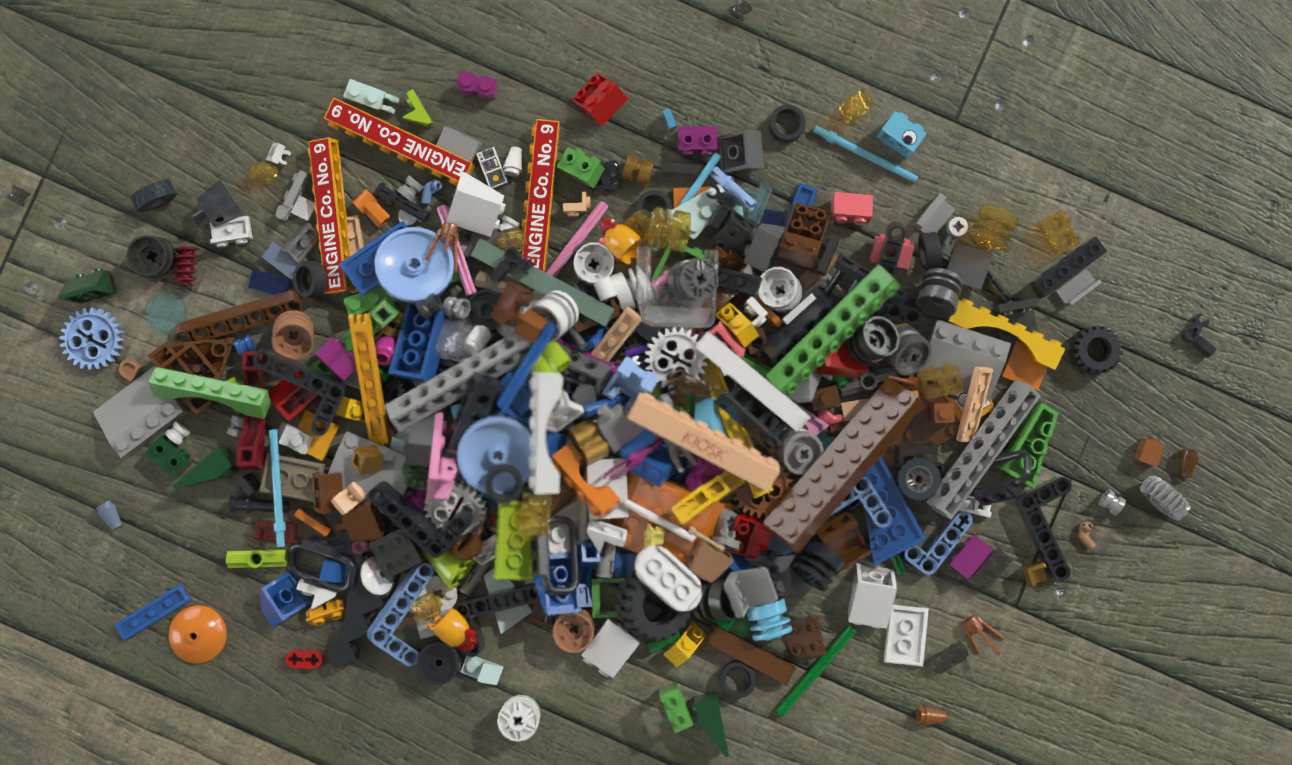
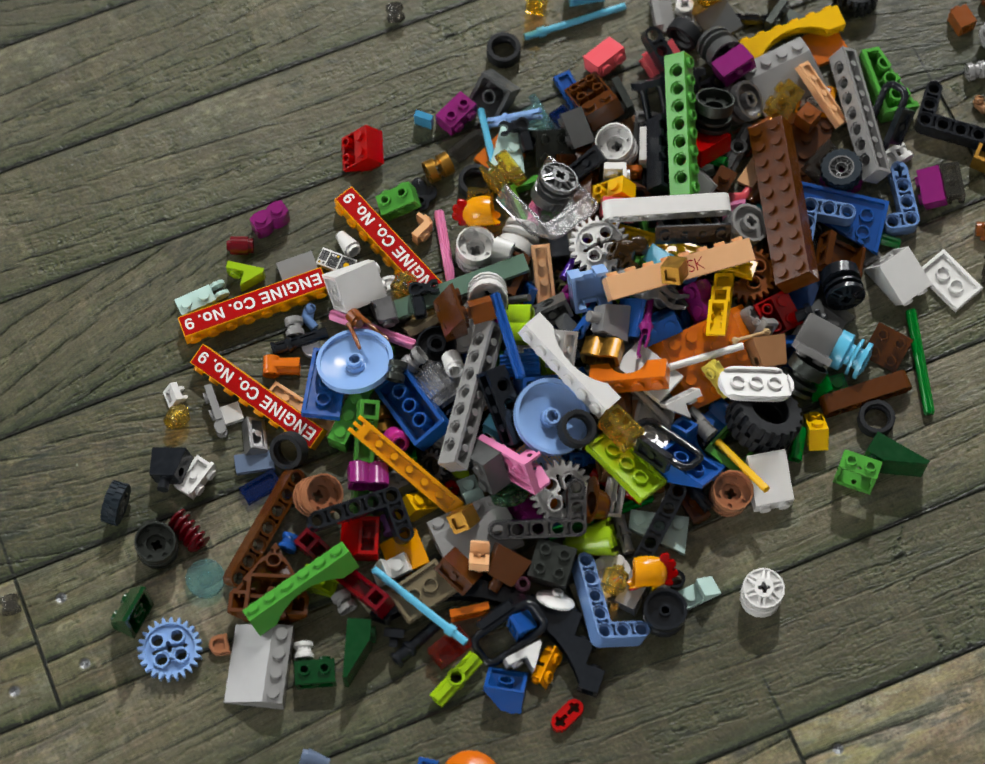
camera: 40 degrees left, 20 degrees down
(437, 84) = (240, 245): none -> dark red brick
(474, 250) = (385, 311): none -> flat silver window
(598, 622) = (742, 465): none -> yellow bar
(693, 444) = (674, 270): none -> pearl gold panel
(931, 318) = (733, 64): none -> magenta brick

